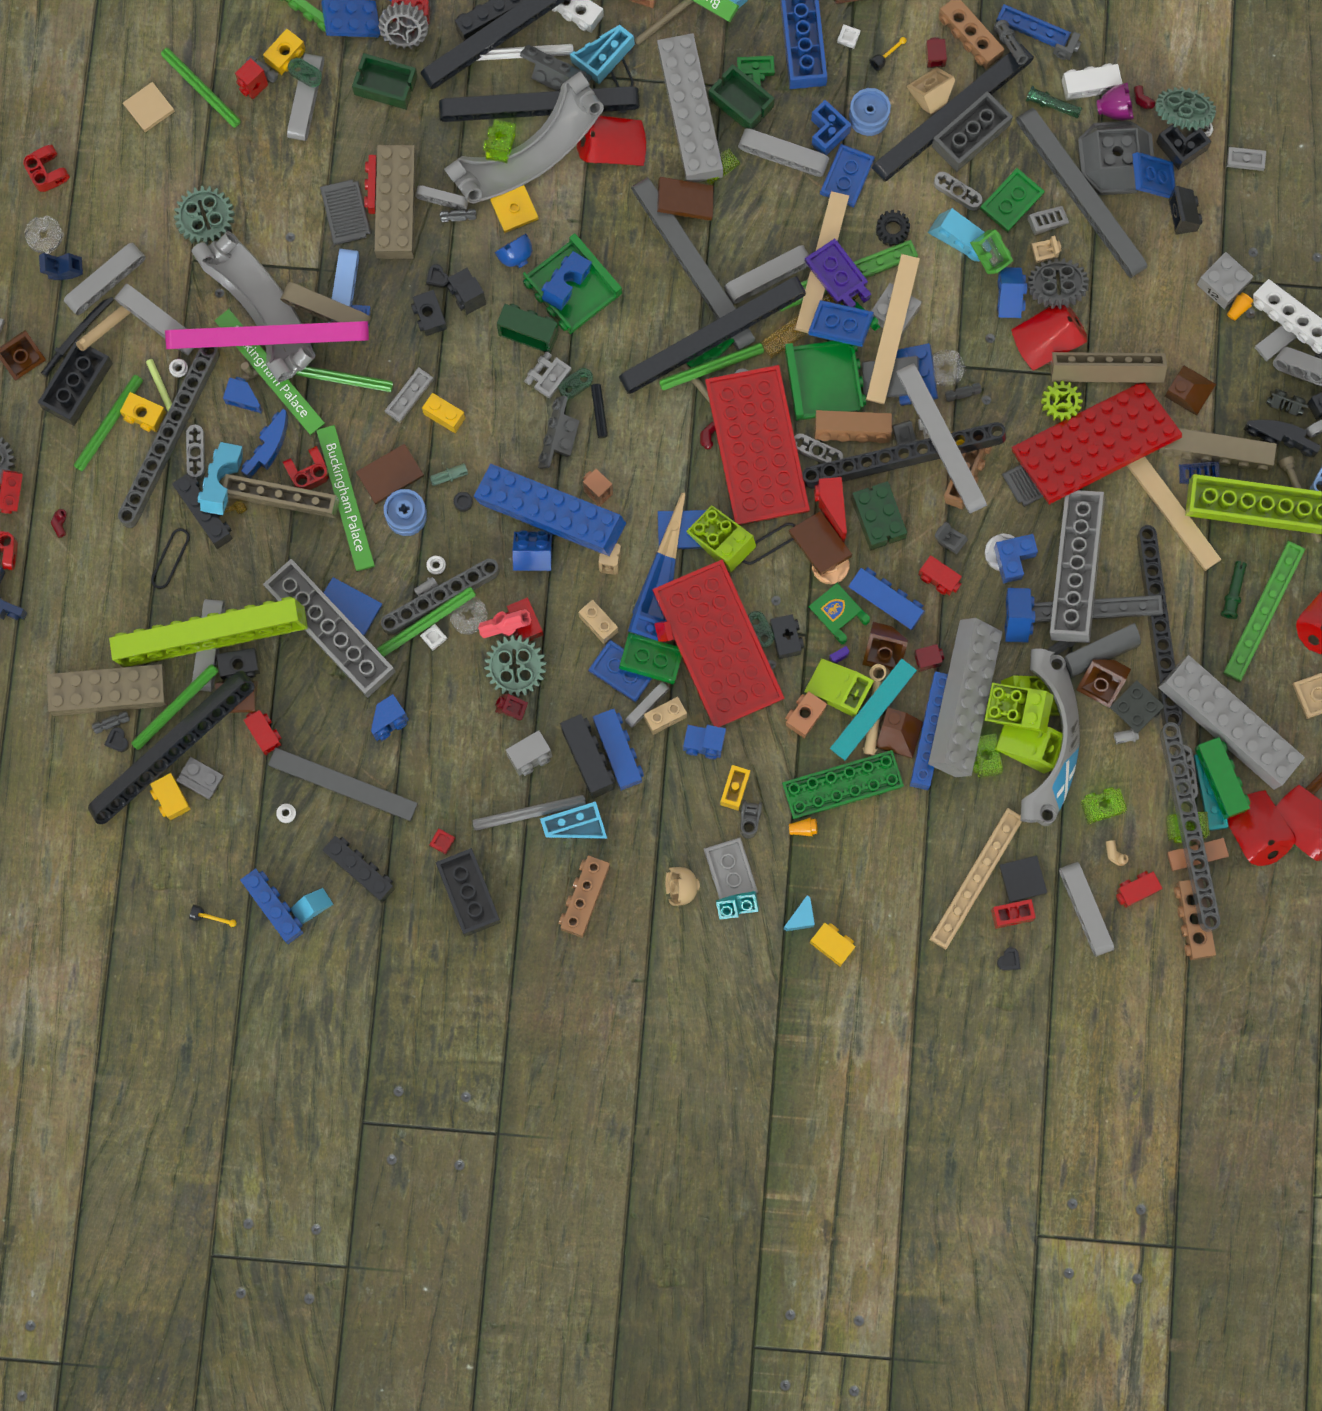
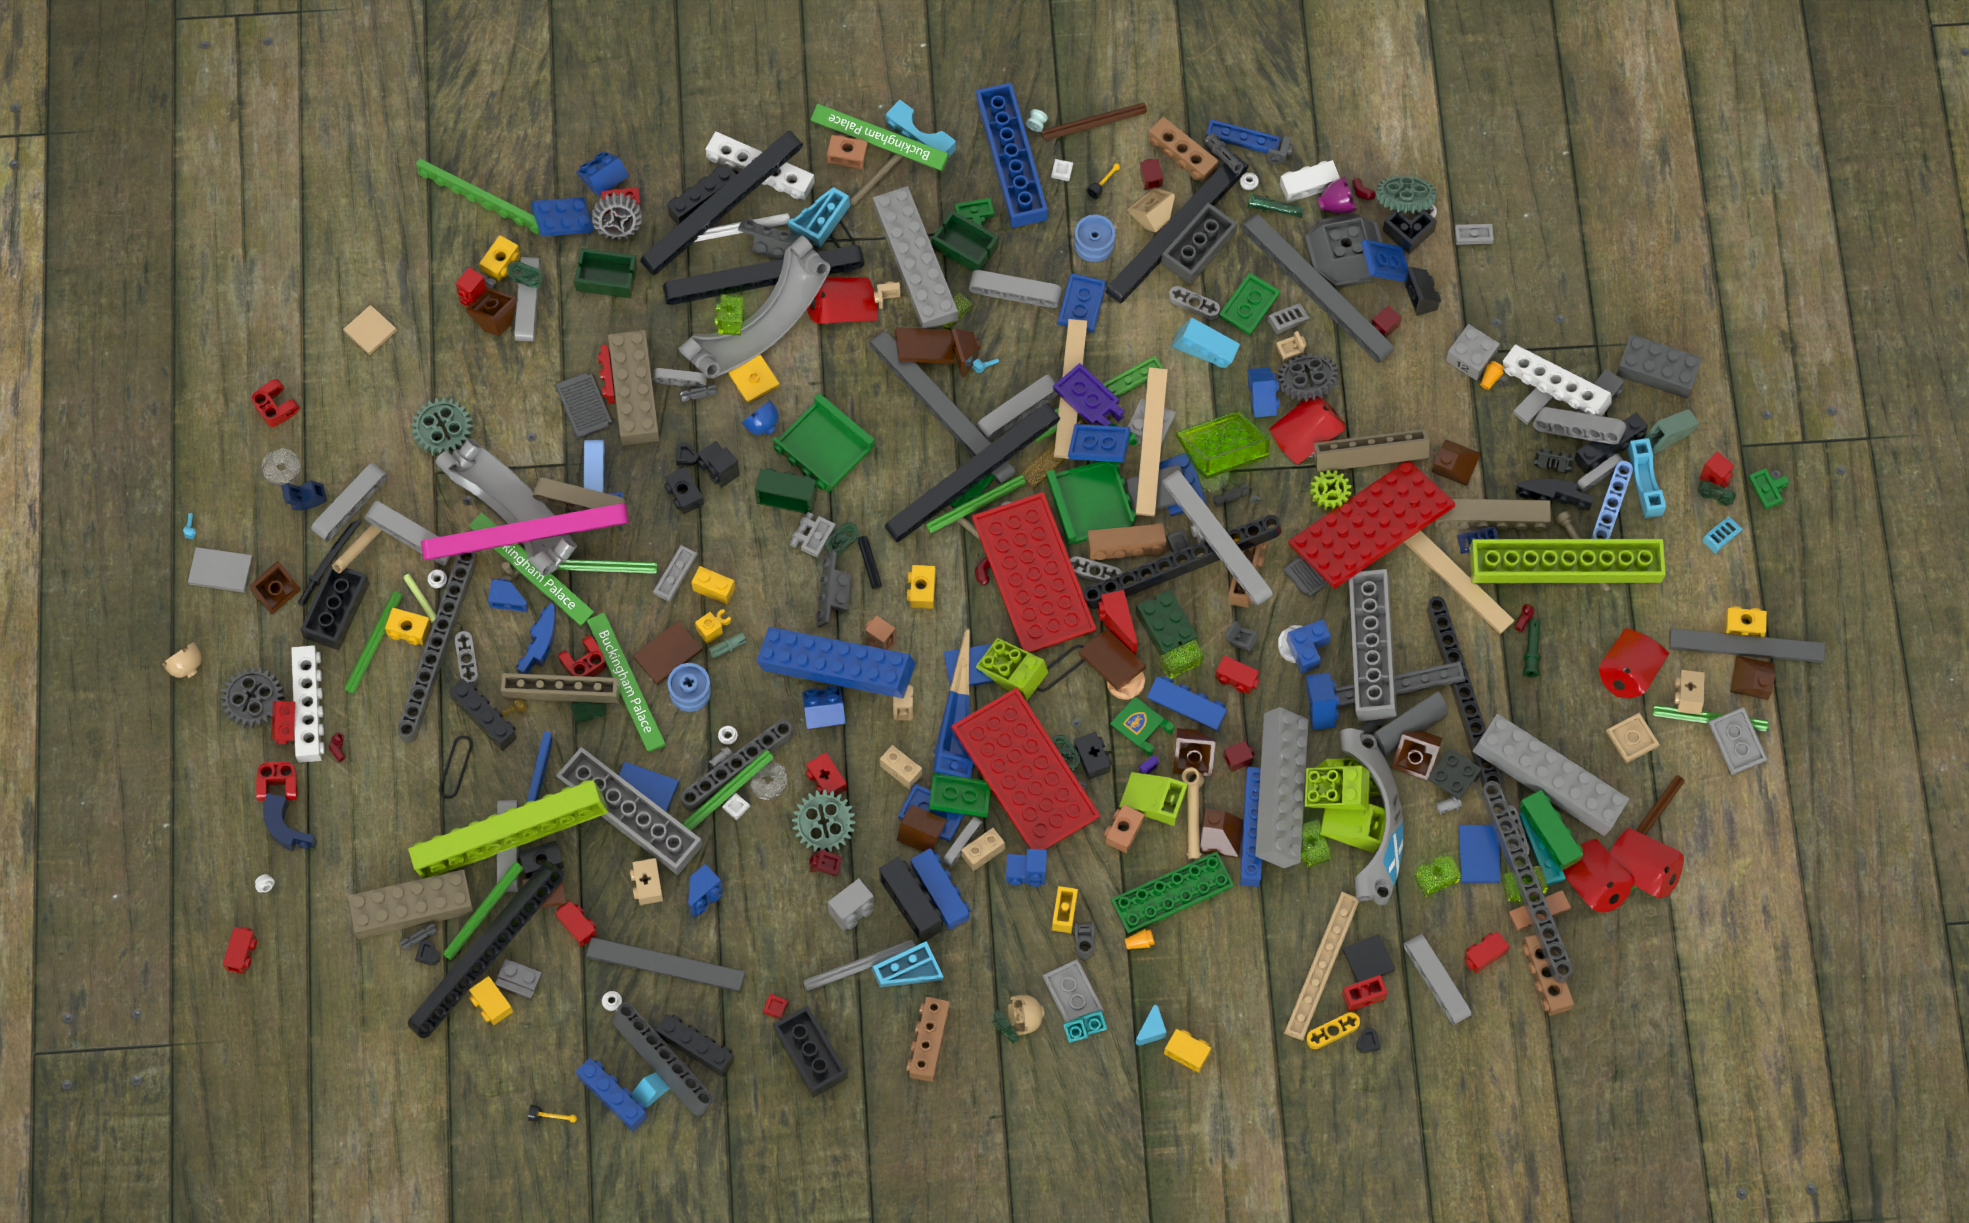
camera: 10 degrees left, 10 degrees down
(35, 429) = (301, 657): none -> white brick
(200, 87) = (420, 304): bright green axle -> none
(226, 461) = (495, 695): medium azure arch -> none
(249, 574) = (540, 767): none -> blue tile
(270, 104) = (493, 311): none -> reddish brown slope
(301, 521) = (586, 711): none -> clear green plate
(325, 887) = (662, 1059): none -> dark grey beam
(338, 689) = (646, 870): none -> tan brick
(435, 455) = (711, 627): none -> yellow brick
(463, 501) = (745, 670): black tile -> none
(504, 623) = (807, 780): coral piece -> none
(572, 268) = (822, 428): blue arch -> none
(608, 686) = (921, 829): none -> reddish brown slope
(649, 432) = (921, 597): none -> yellow brick
(656, 891) = (1001, 1023): none -> clear green plate
(657, 136) = (885, 291): none -> tan bracket
(664, 631) = (969, 766): red tile -> none
(725, 208) = (965, 349): none -> reddish brown slope
(737, 227) = (979, 366): none -> medium azure hand
(832, 128) = (1059, 257): blue brick -> none
(873, 709) = (1191, 813): teal tile -> none
(888, 552) = (1182, 659): none -> clear neon green brick
(893, 238) = (1138, 336): black tyre -> none
(961, 944) = (1318, 1031): none -> yellow beam
(963, 340) = (1224, 444): none -> clear neon green slope
(992, 251) = (1238, 354): bright green window -> none
(1031, 78) = (1249, 185): none -> white plate
(1115, 856) = (1455, 923): tan arm -> none
(1144, 237) = (1386, 321): none -> dark red brick
(1147, 789) = (1479, 854): none -> blue tile
(1234, 554) = (1526, 614): none -> dark red arm
(1264, 611) = (1565, 665): bright green tile -> none

